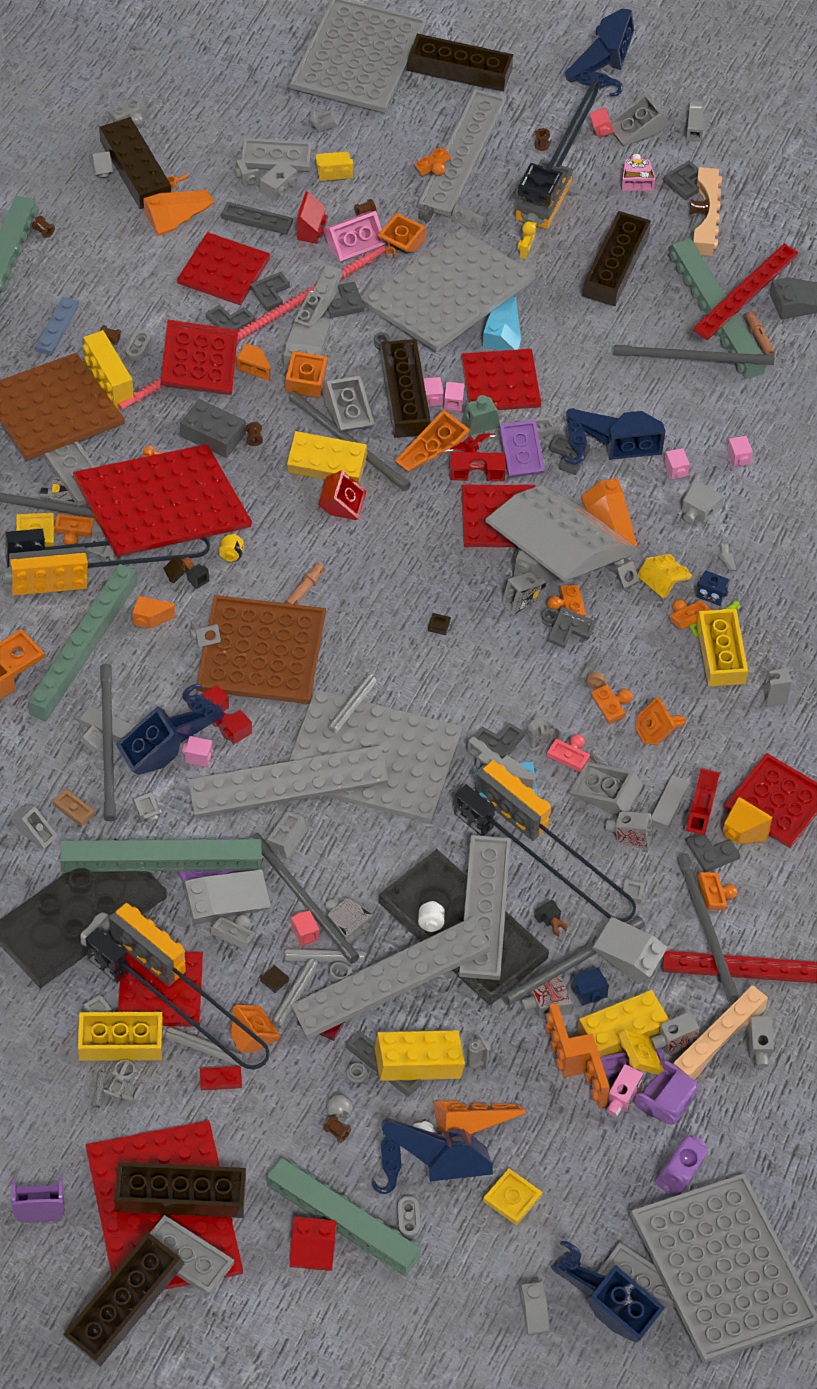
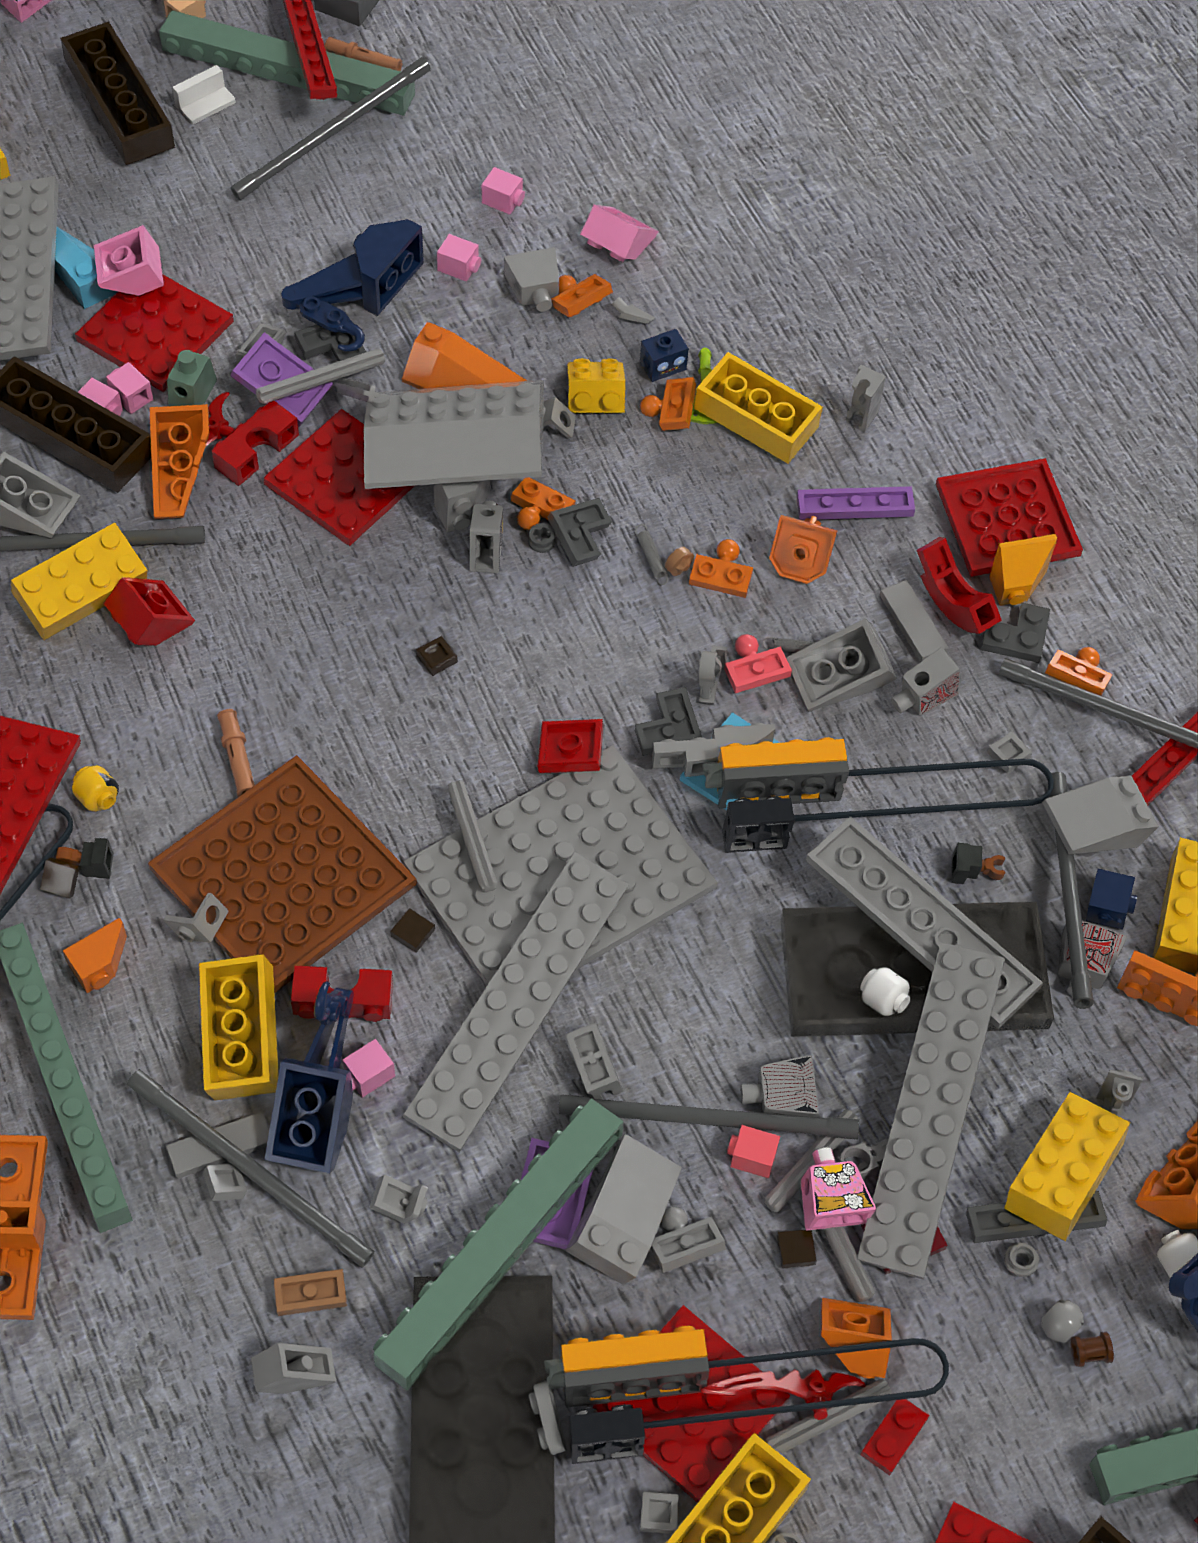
camera: 50 degrees left, 5 degrees up
(166, 683) = (238, 1027): none -> yellow brick
(204, 1019) = (811, 1388): none -> red piece
(285, 719) = (412, 930): none -> dark brown tile
(310, 969) = (834, 1193): none -> torso
(443, 709) = (570, 746): none -> red tile
(518, 339) = (129, 263): none -> bright pink slope
(540, 461) = (320, 376): none -> light grey axle
(542, 478) = (356, 389): none -> light grey axle
(658, 292) = (202, 95): none -> white panel
(712, 528) = (577, 297): none -> orange plate
(713, 729) = (856, 503): none -> medium lavender plate
(770, 515) = (617, 232): none -> bright pink slope

